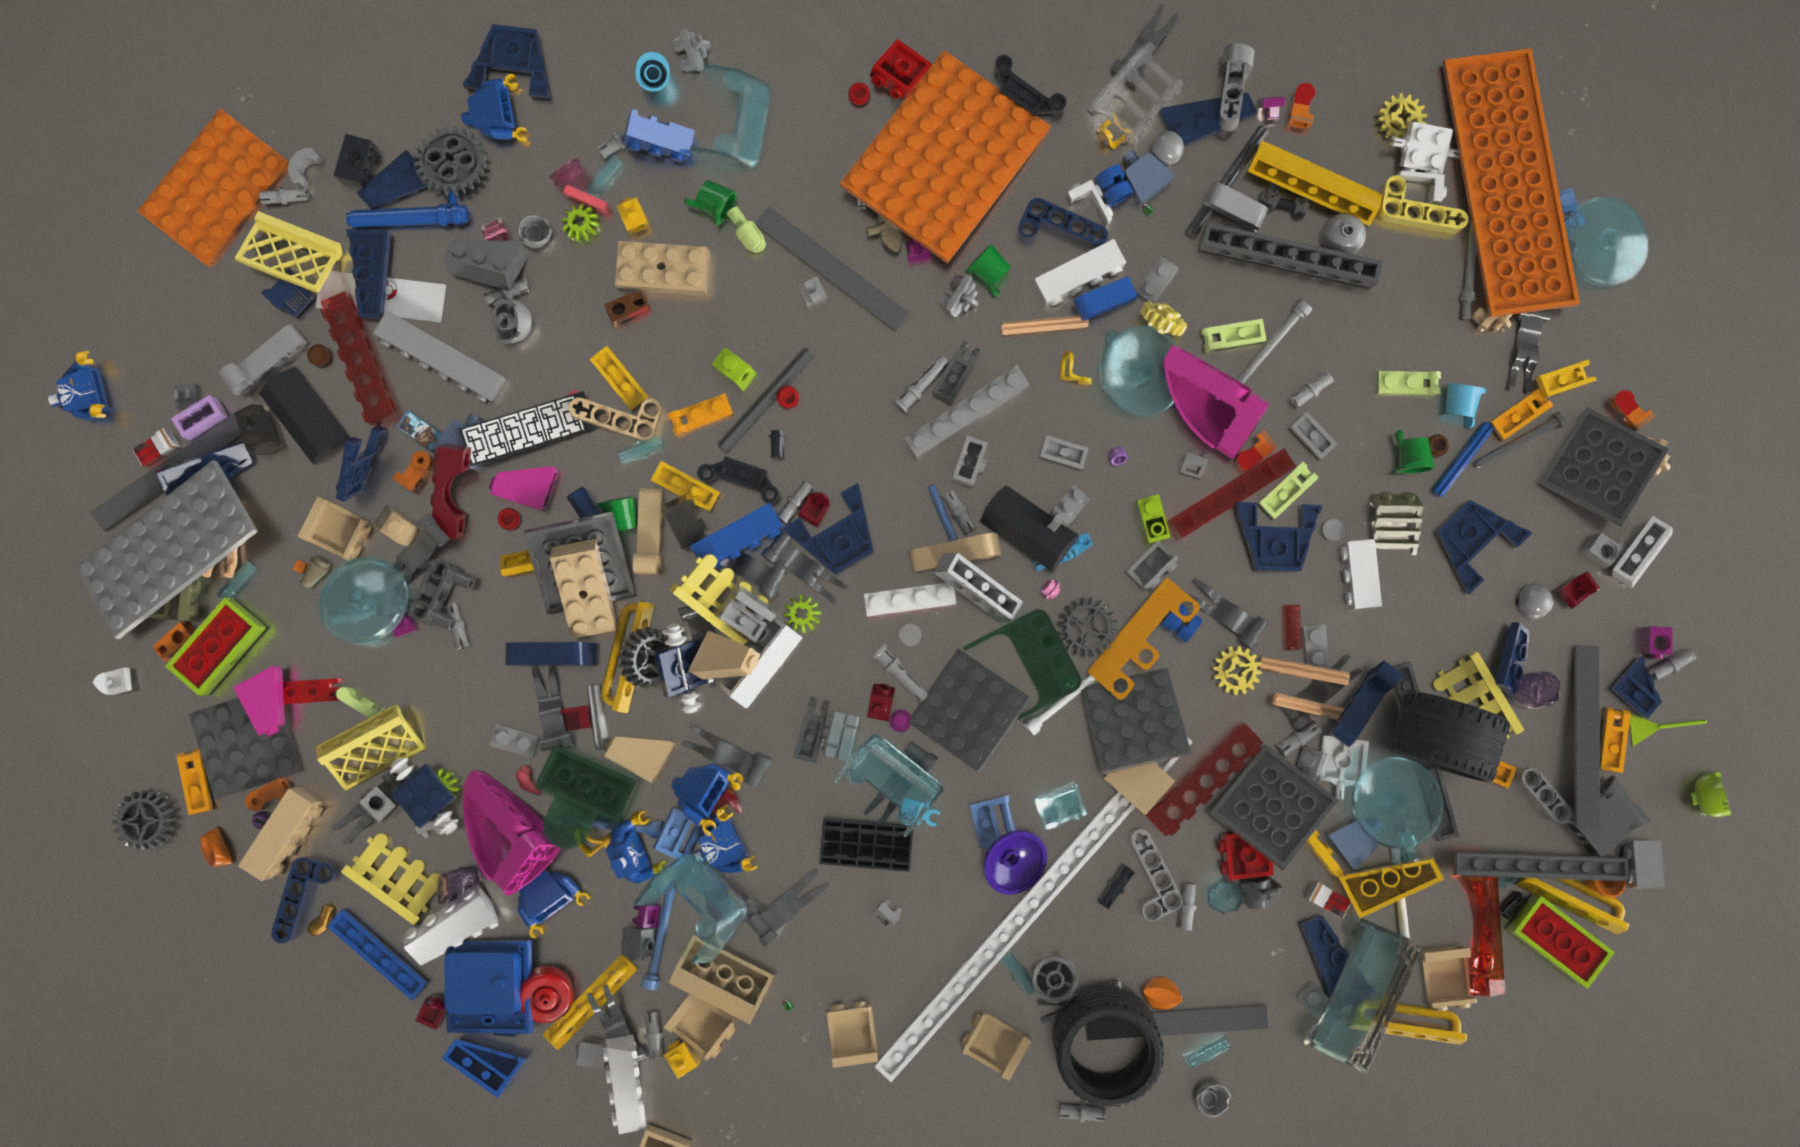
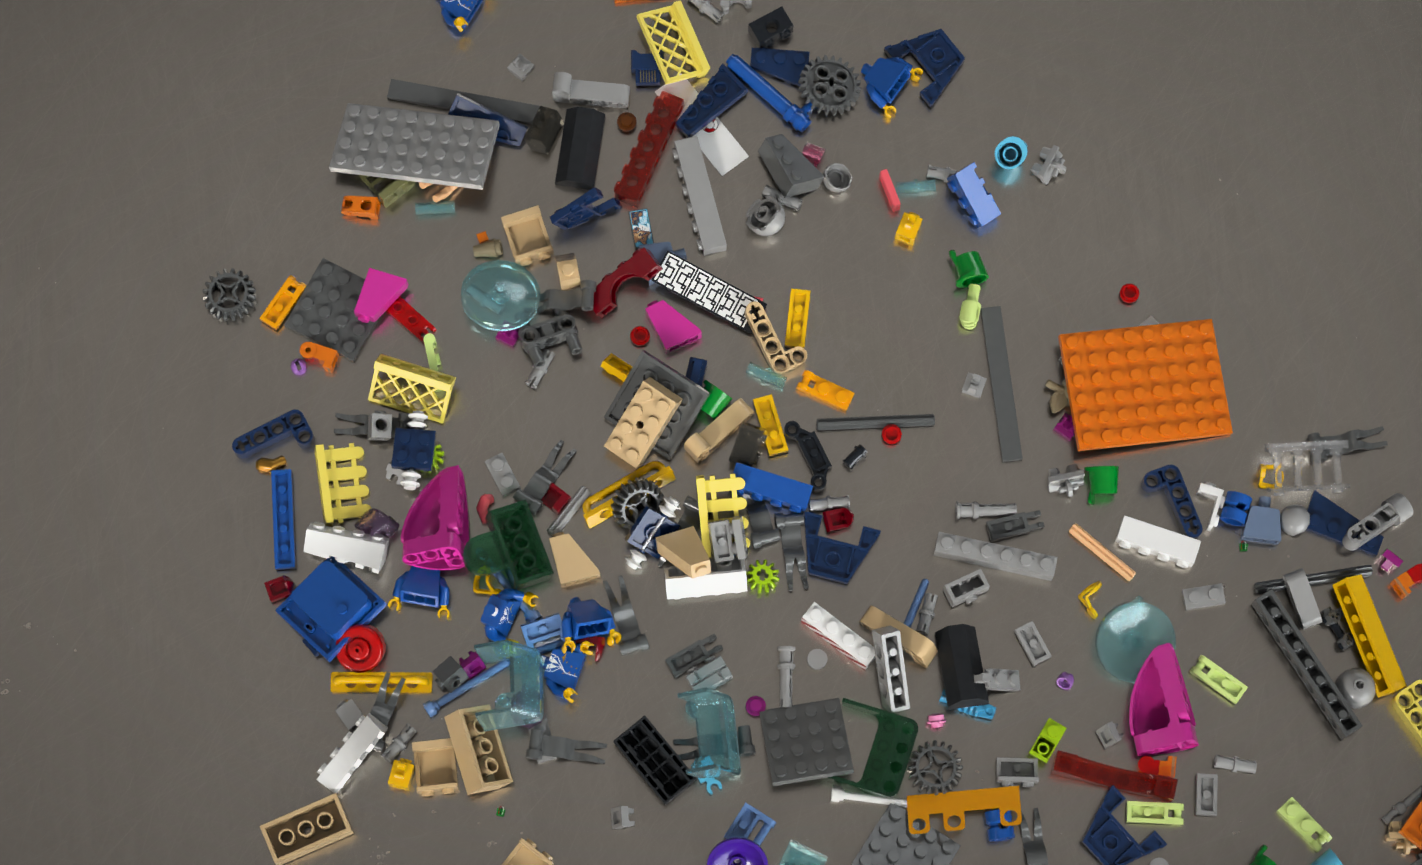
camera: 40 degrees right, 10 degrees down
(113, 681) = (299, 194): white plate -> none
(156, 447) = (470, 80): leg -> none
(199, 417) = (516, 88): lavender brick -> none
(214, 848) = (253, 354): orange piece -> none
(215, 646) = (382, 233): brick -> none
(281, 833) = (304, 386): tan brick -> none
(416, 472) = (612, 251): orange leg -> none
(484, 1065) = (278, 654): blue wedge -> none
(551, 653) = (581, 443): dark blue beam -> none
(567, 172) = (895, 161): clear pink piece -> none
(588, 221) = (878, 203): lime gear -> none
(626, 307) = (847, 279): reddish brown leg -> none
(684, 271) = (907, 292): tan brick -> none
(733, 369) = (875, 381): lime torso -> none
(746, 143) = (1037, 246): clear light blue windscreen -> none
(880, 702) = (755, 681): dark red bracket -> none
(899, 70) = (1170, 303): red plate -> none
(1025, 94) = (1235, 395): black plate -> none
(1105, 298) = (1157, 573): blue beam -> none
(1163, 318) = (1182, 622): light yellow gear -> none
(1300, 310) = (1278, 706): light grey piece -> none

